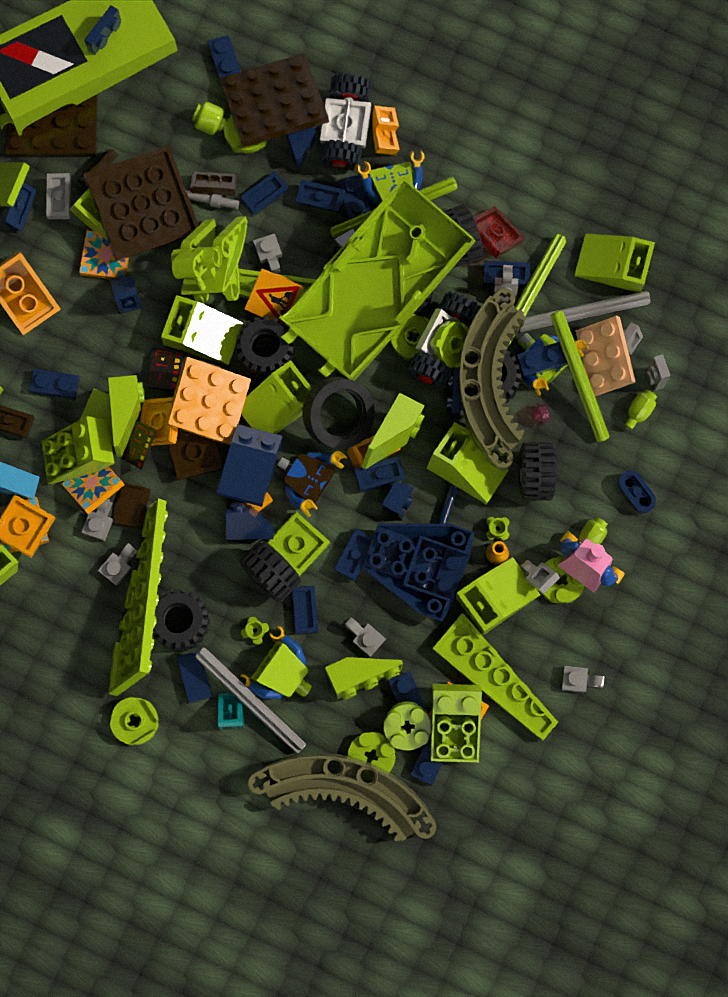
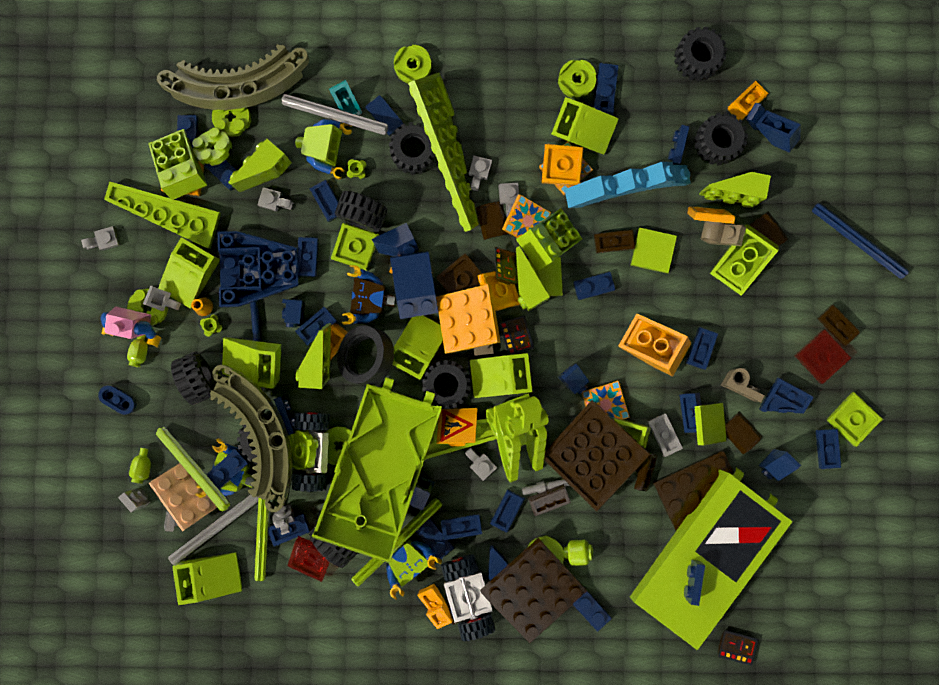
camera: 160 degrees right, 10 degrees up
(541, 413) = (214, 429): clear pink plate -> none

